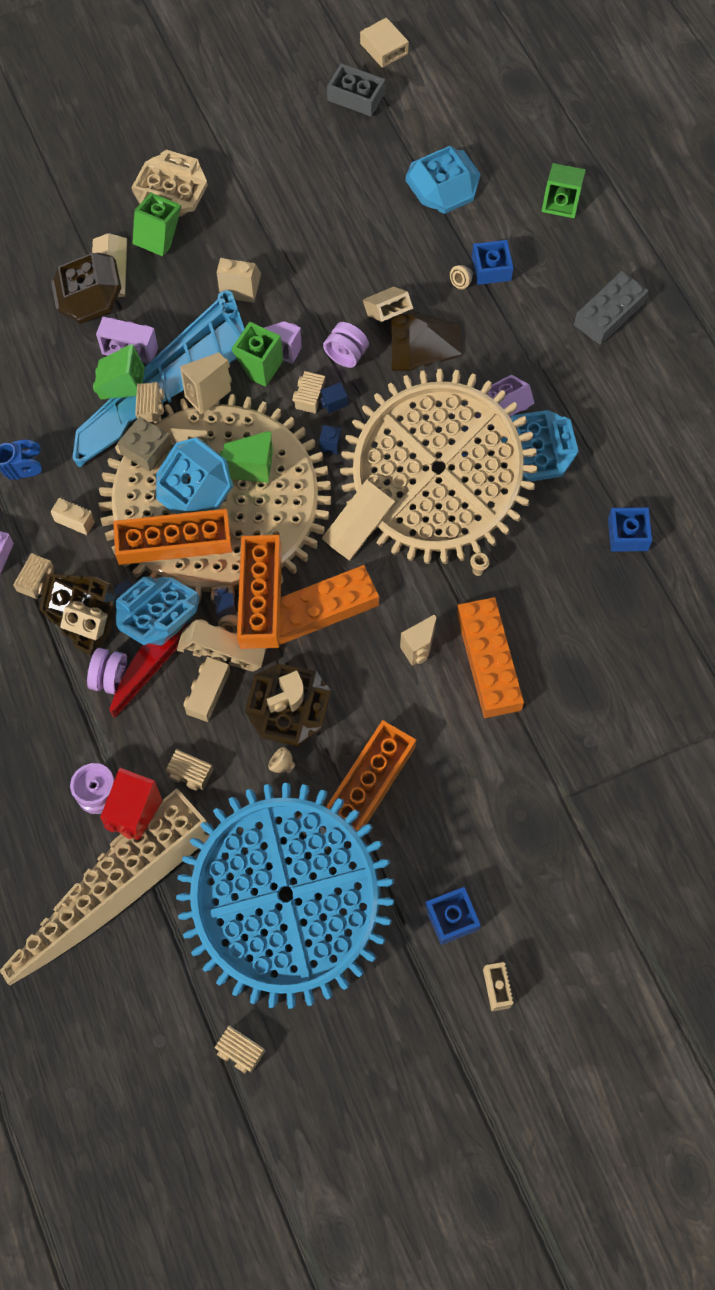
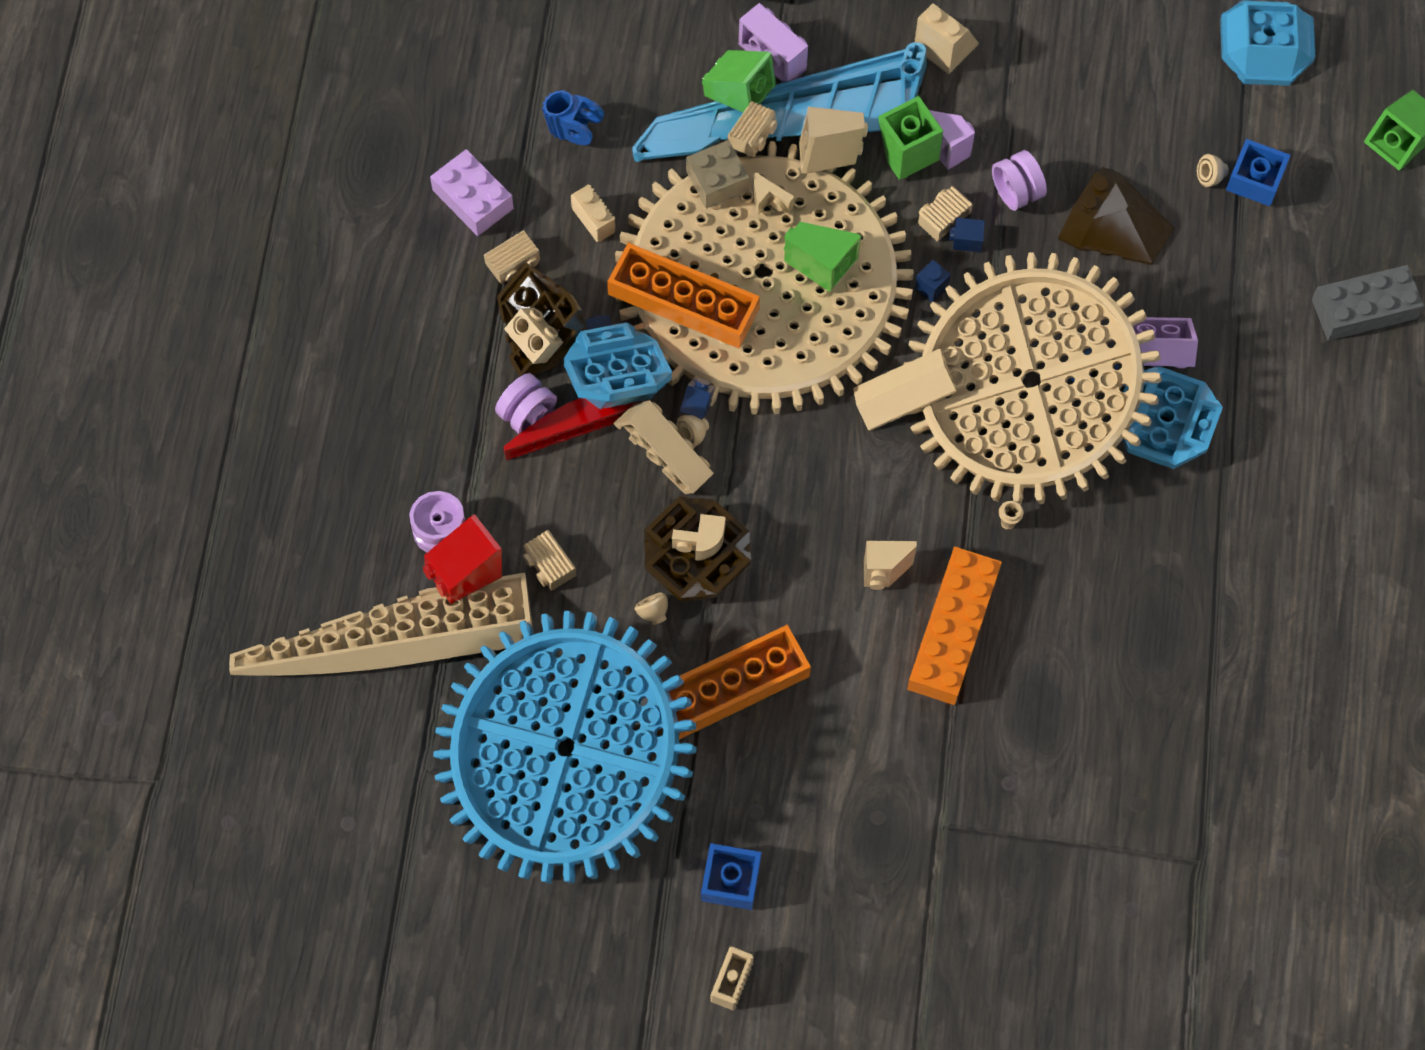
camera: 30 degrees right, 0 degrees up
(206, 689) = (621, 484): tan brick -> none
(208, 473) = (761, 248): dark azure piece -> none
(239, 1049) = (422, 879): tan brick -> none
(259, 592) = (739, 408): orange brick -> none
(326, 603) = (800, 461): orange brick -> none
(387, 303) = (1098, 157): tan brick -> none
(629, 529) = (1211, 572): blue brick -> none

